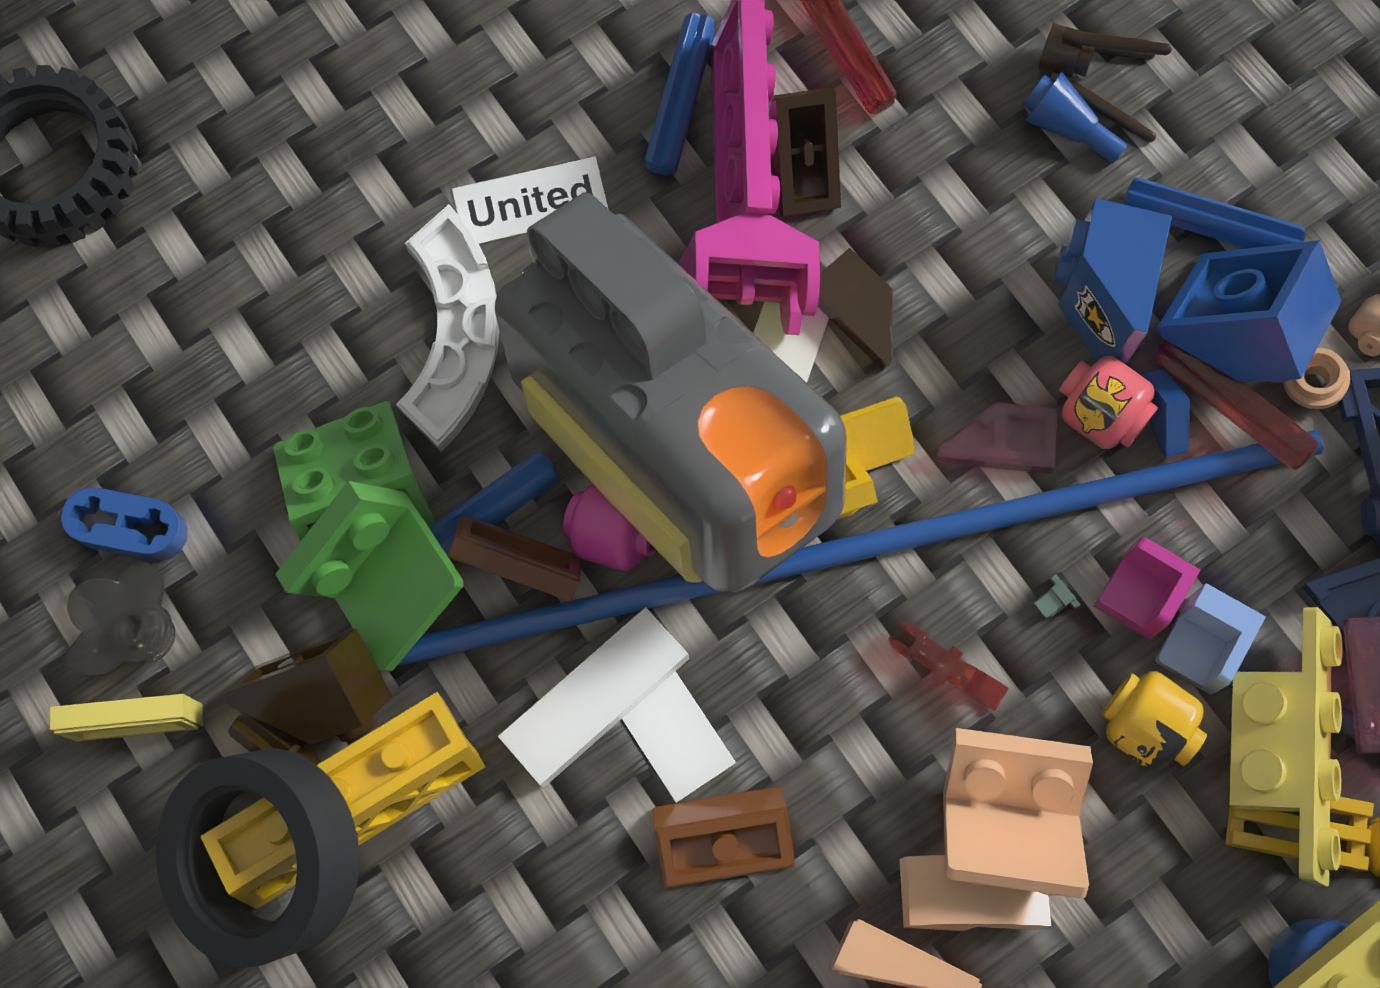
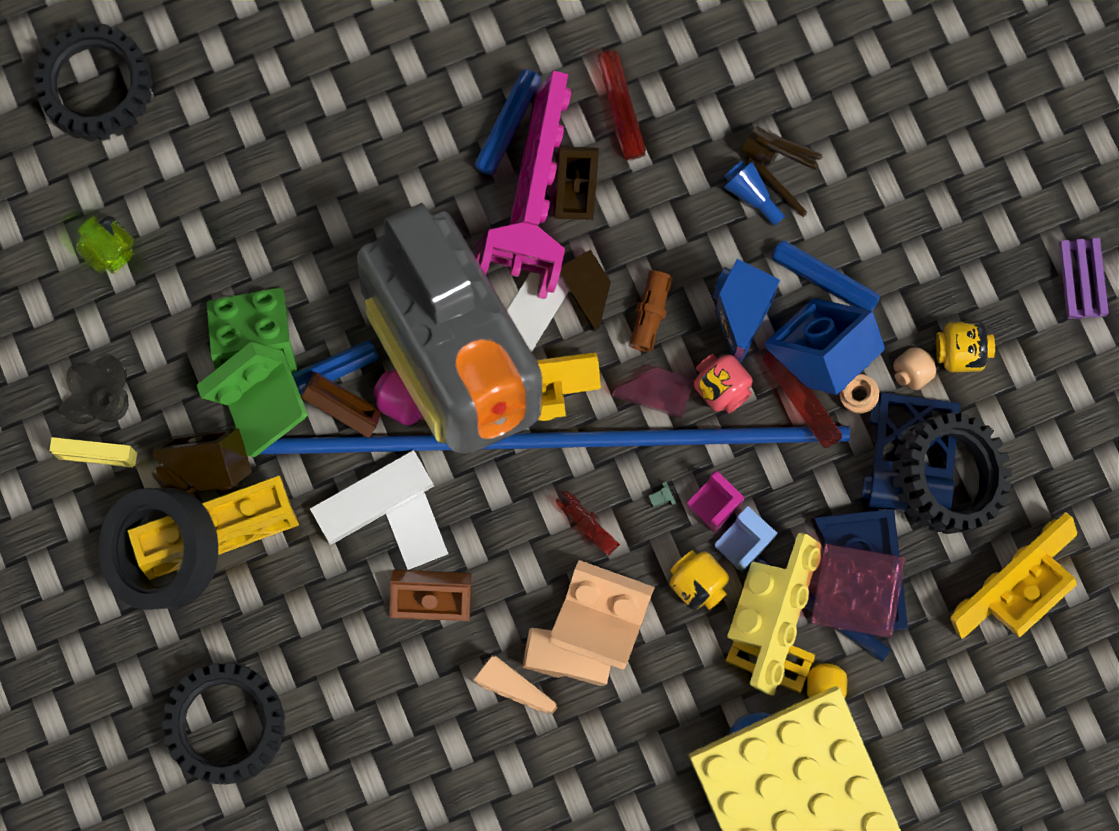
camera: 10 degrees right, 5 degrees up
(96, 388) = (105, 244): none -> clear neon green head
(127, 510) = (111, 324): blue beam -> none
(466, 329) = (341, 243): white tile -> none
(517, 201) = (397, 173): white sticker -> none
(963, 321) = (650, 311): none -> dark orange pin
(1173, 416) = (760, 395): blue tile -> none

